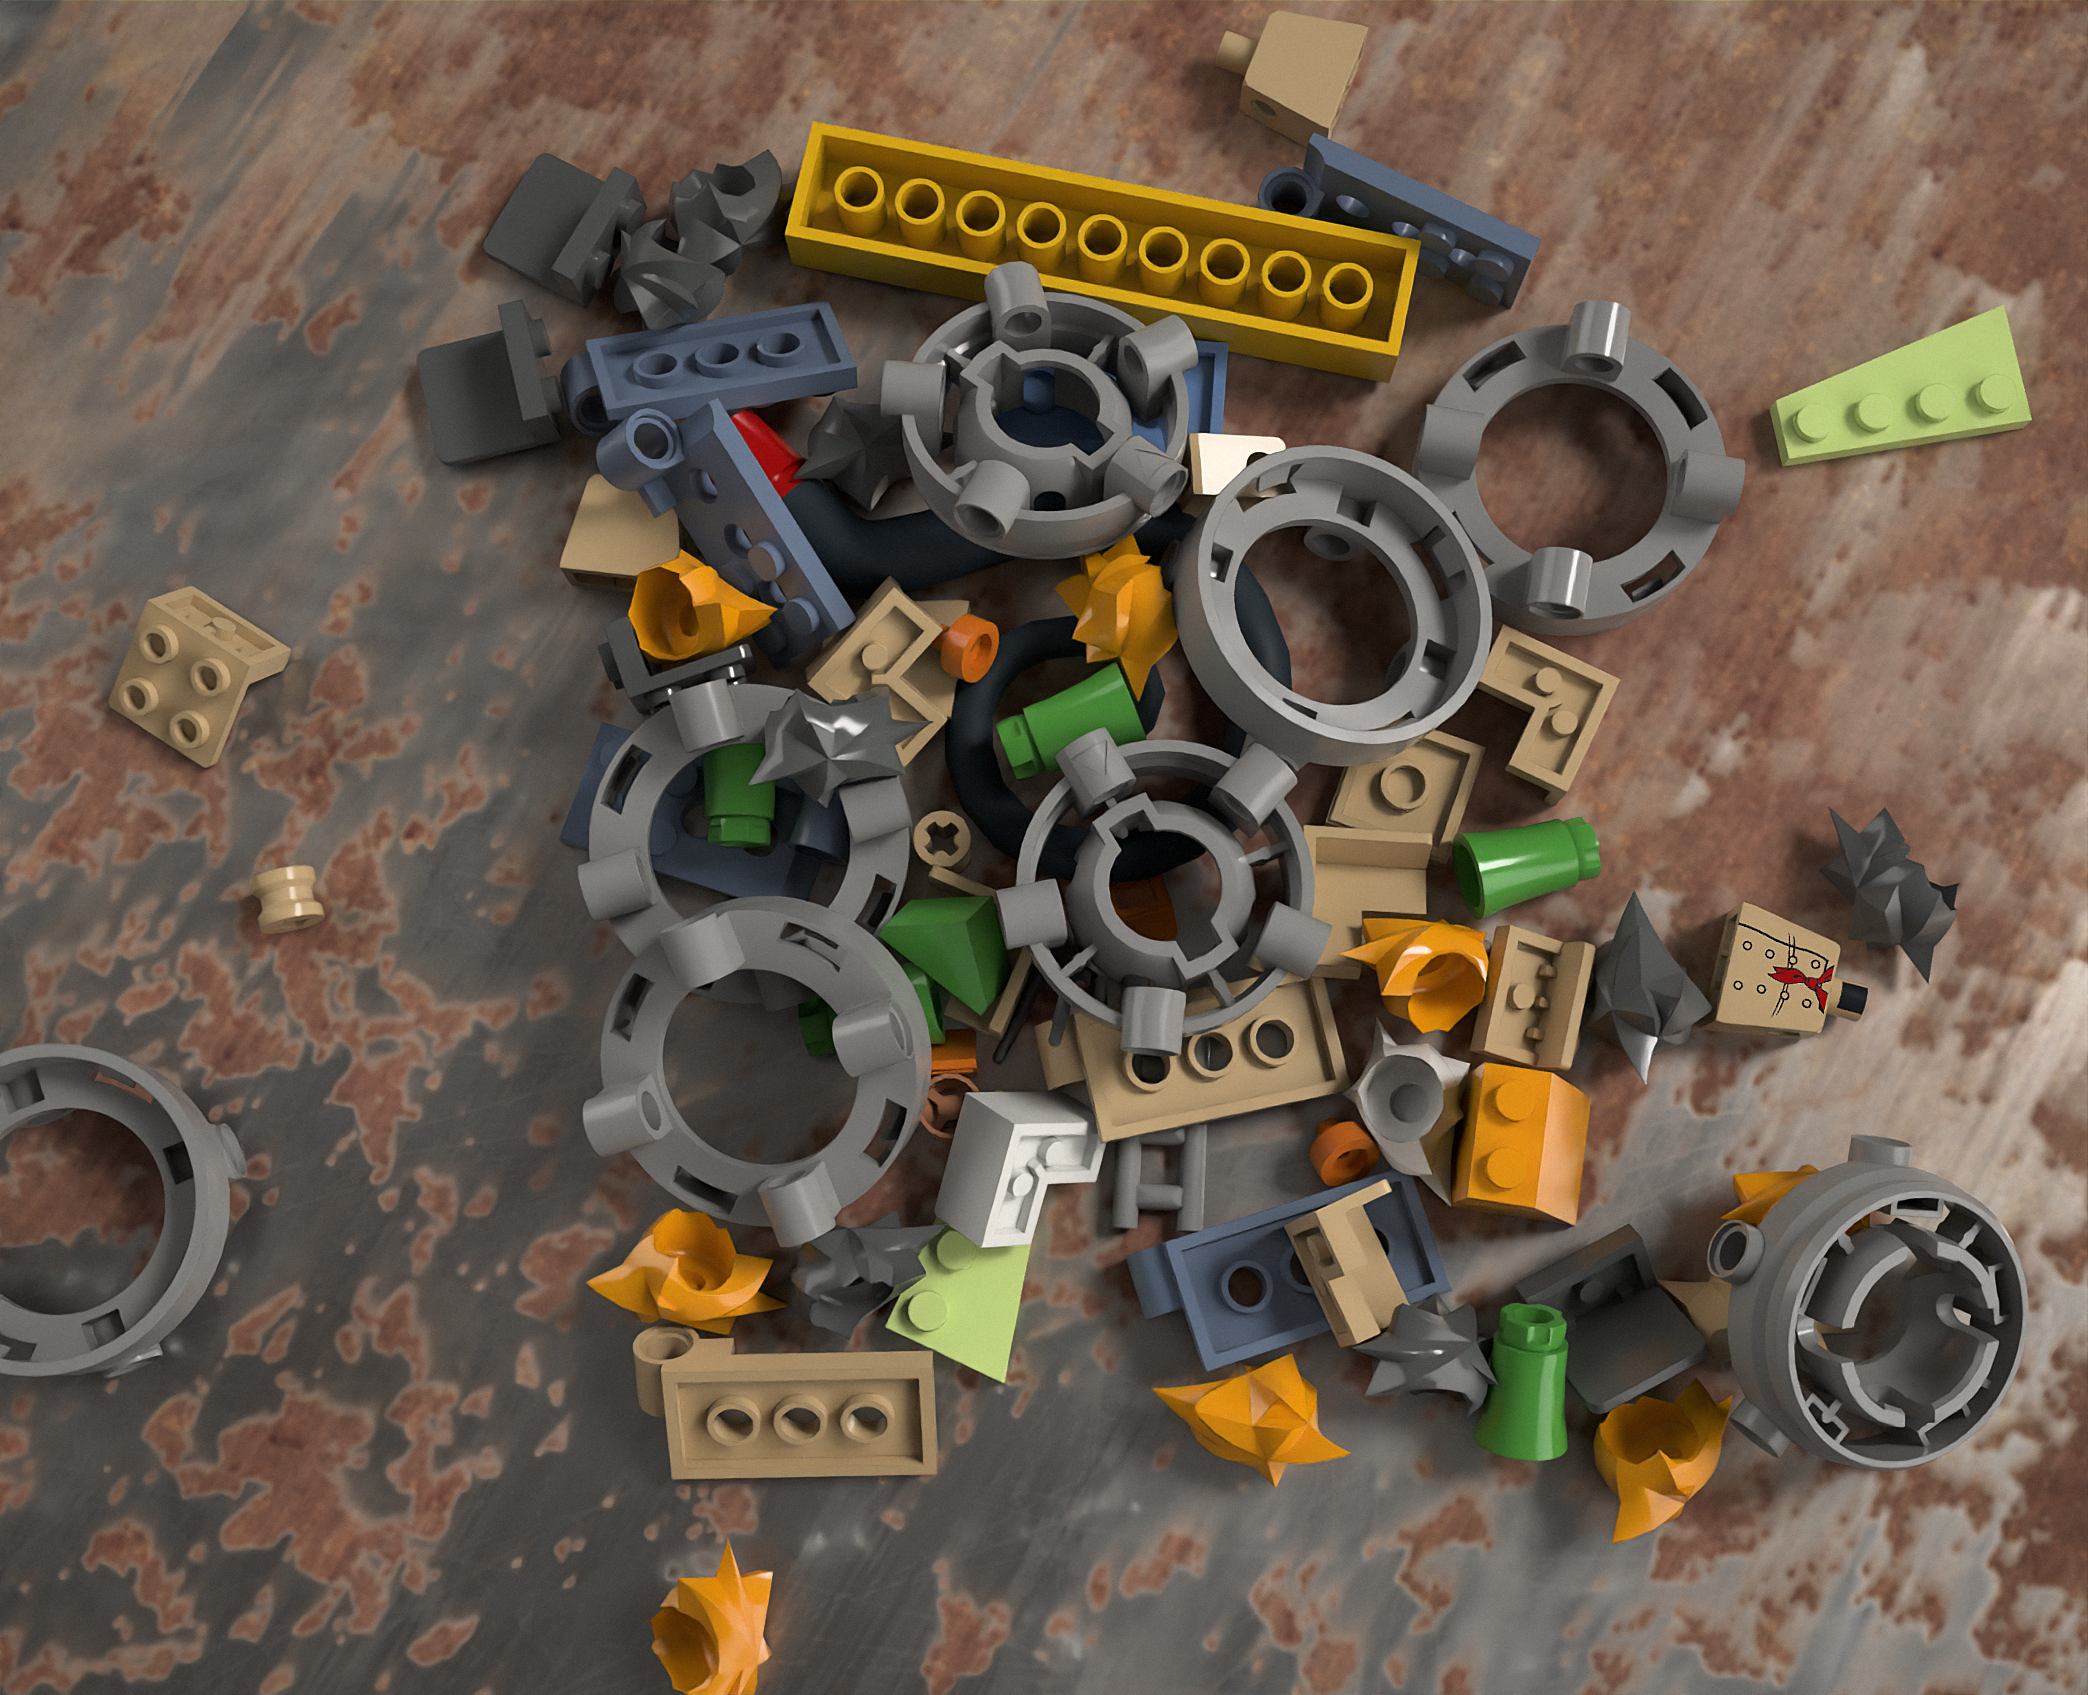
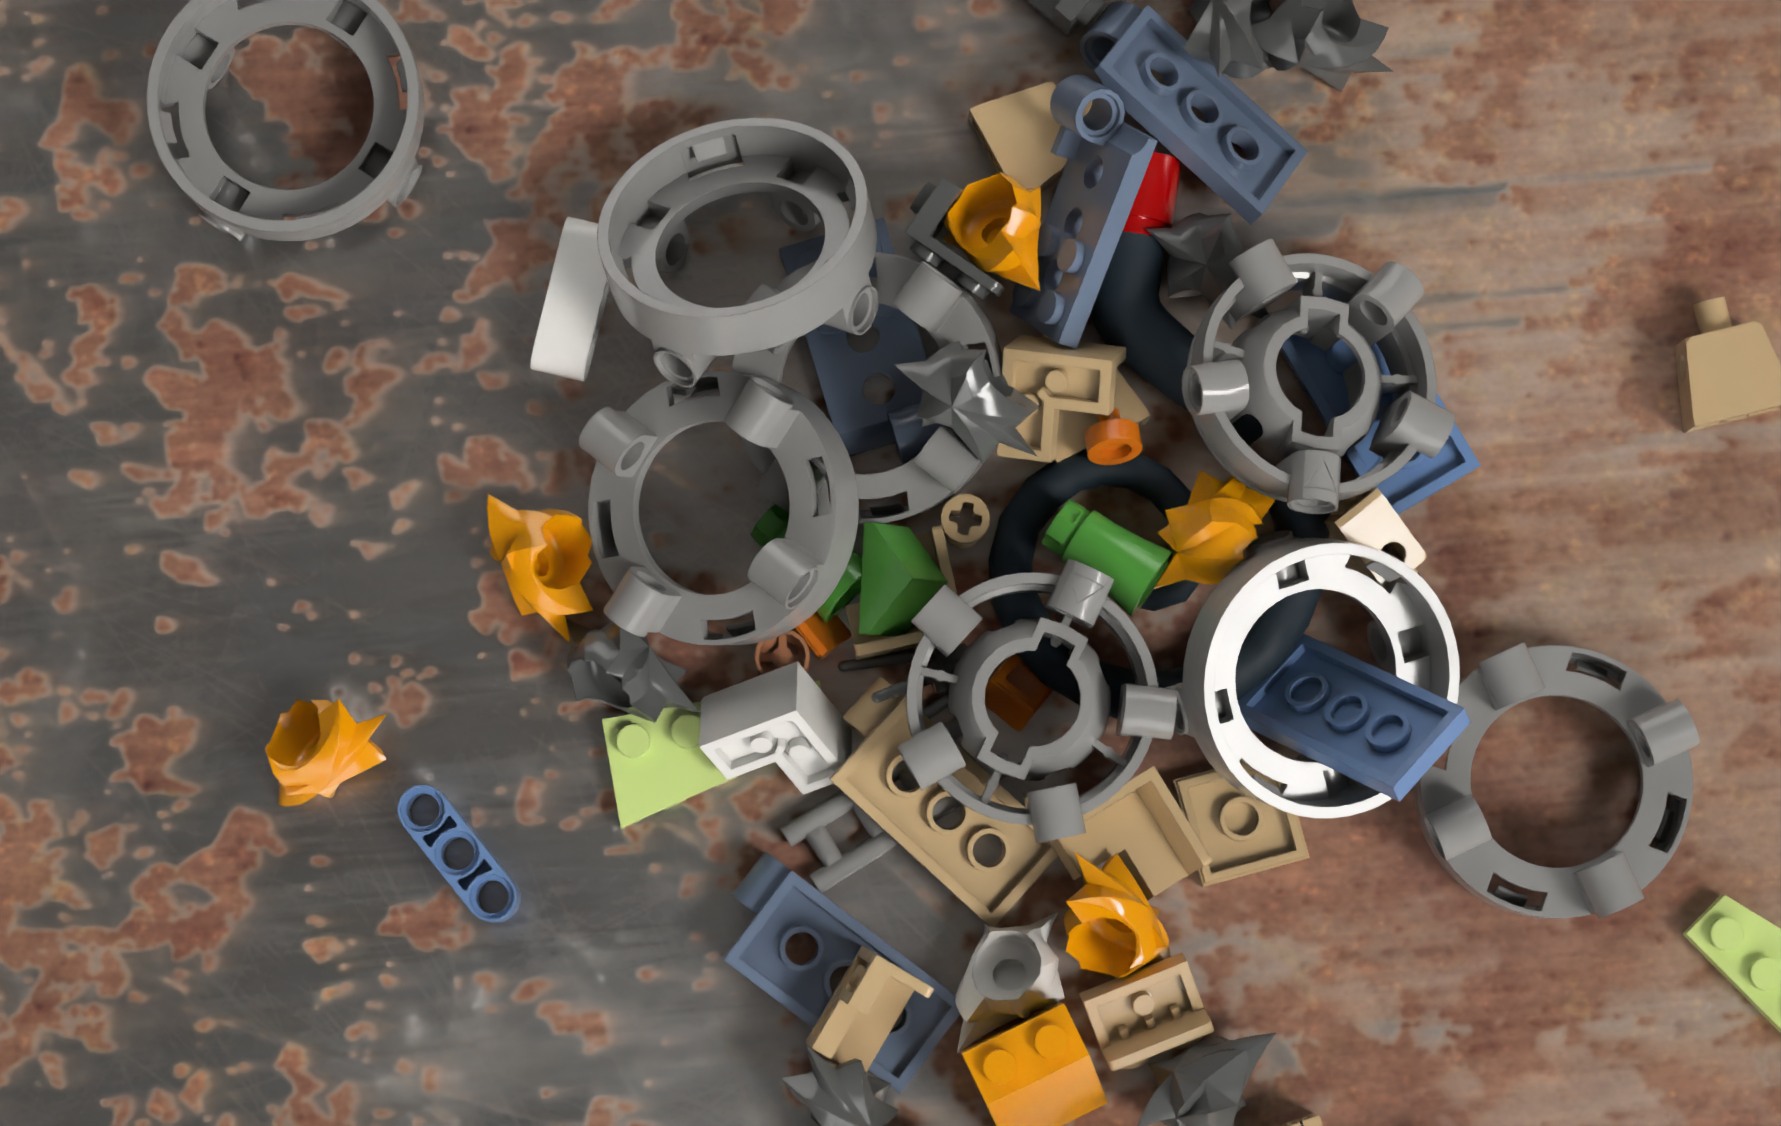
camera: 50 degrees right, 5 degrees up
(287, 899) = (603, 92): tan wheel -> none
(462, 1065) = (572, 304): none -> white beam
(511, 761) = (807, 183): none -> light grey piece
(699, 1378) = (477, 617): tan hinge -> none
(737, 812) = (893, 344): bright green plant -> none
(886, 1578) = (434, 842): none -> medium blue beam
(1227, 269) = (1483, 326): yellow brick -> none
(1256, 1417) = (718, 1016): light orange hair -> none
(1343, 1152) = (944, 953): orange tile -> none
(1393, 601) = (1353, 717): none -> medium blue plate
(1455, 237) = (1668, 567): sand blue hinge -> none
(1523, 863) = (1241, 941): bright green plant -> none
(1564, 705) = (1377, 890): tan panel -> none

